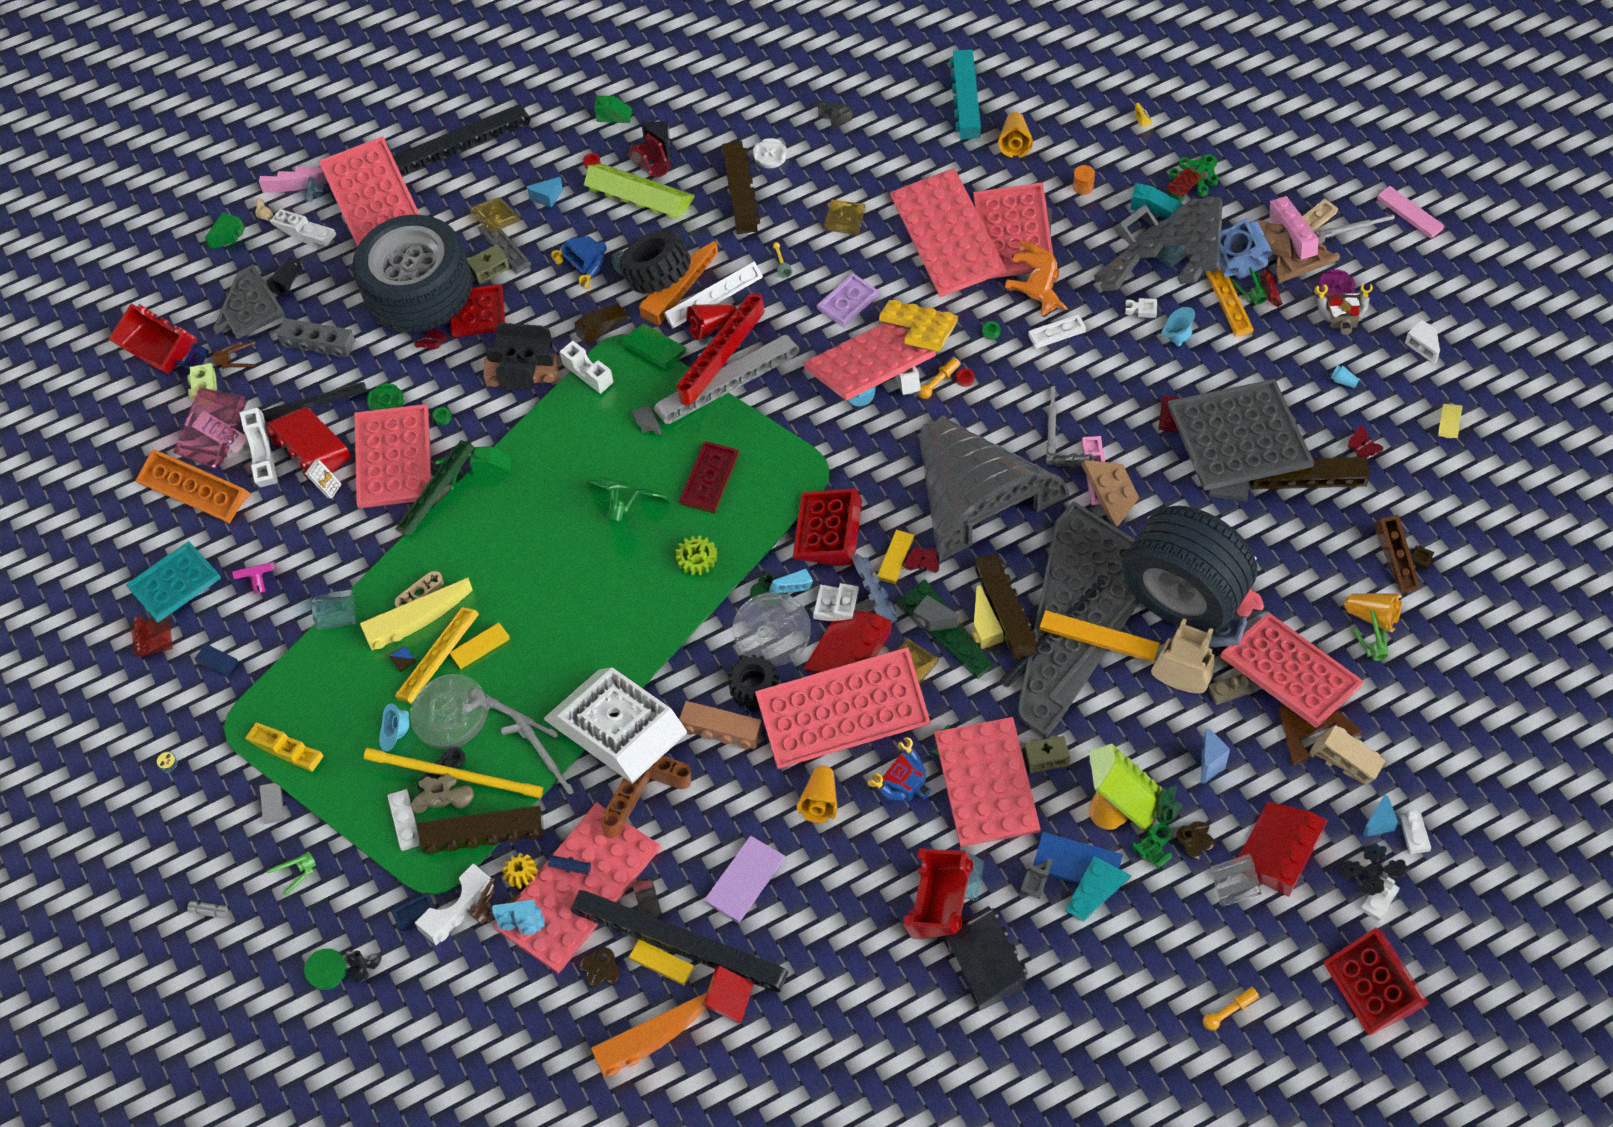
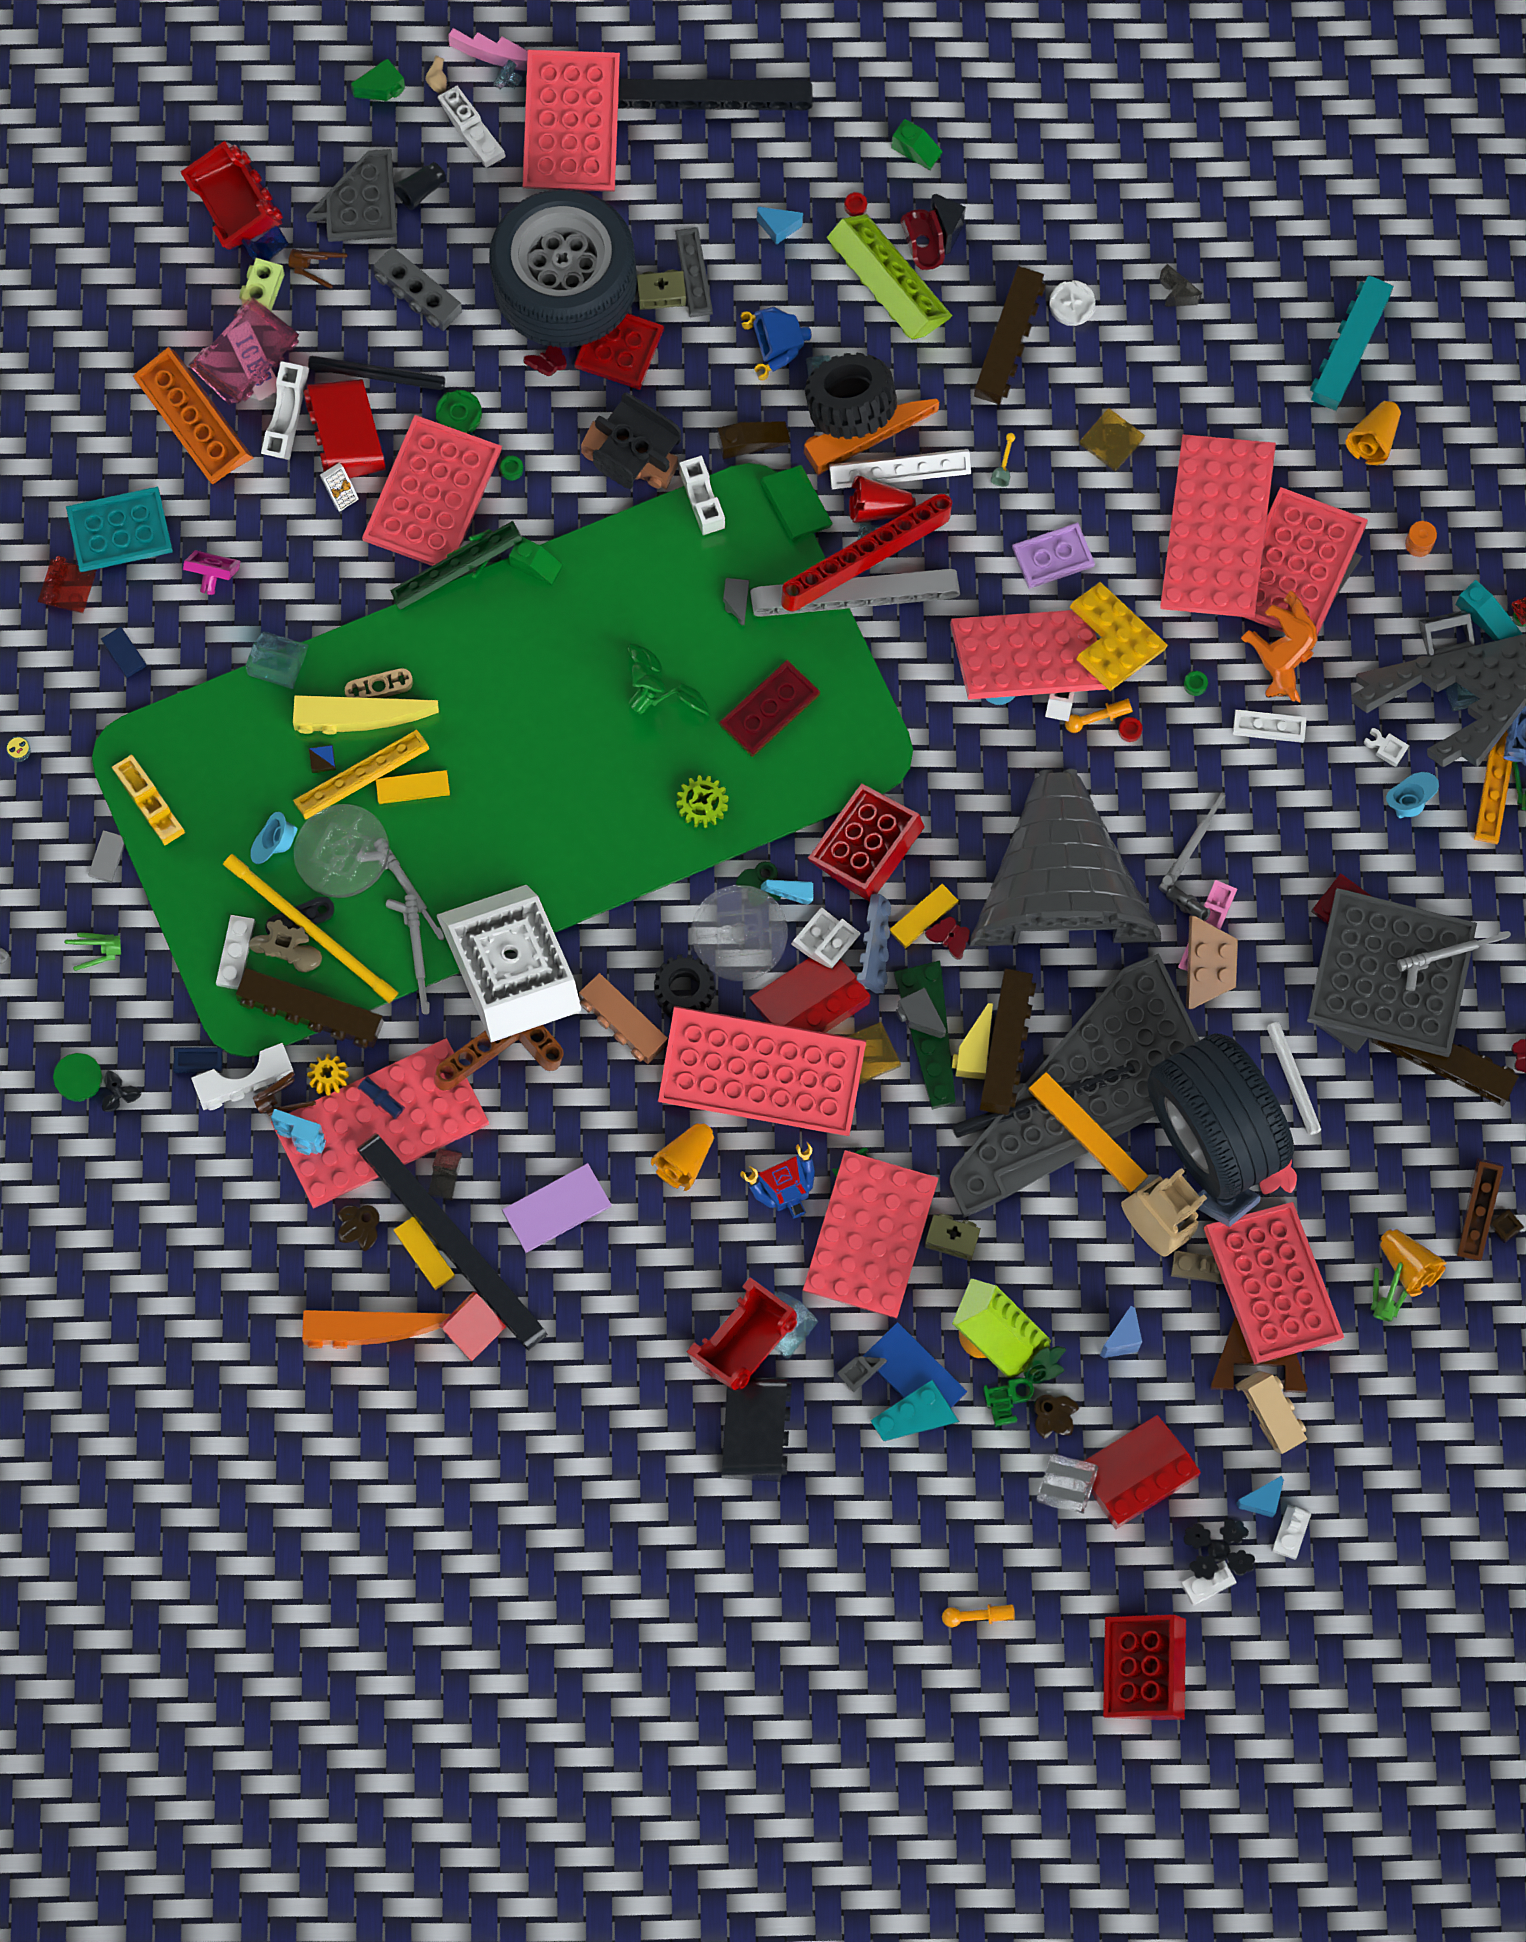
camera: 20 degrees right, 15 degrees up
(495, 214) = (703, 223): clear yellow tile -> none
(1256, 415) = (1421, 961): none -> light grey piece

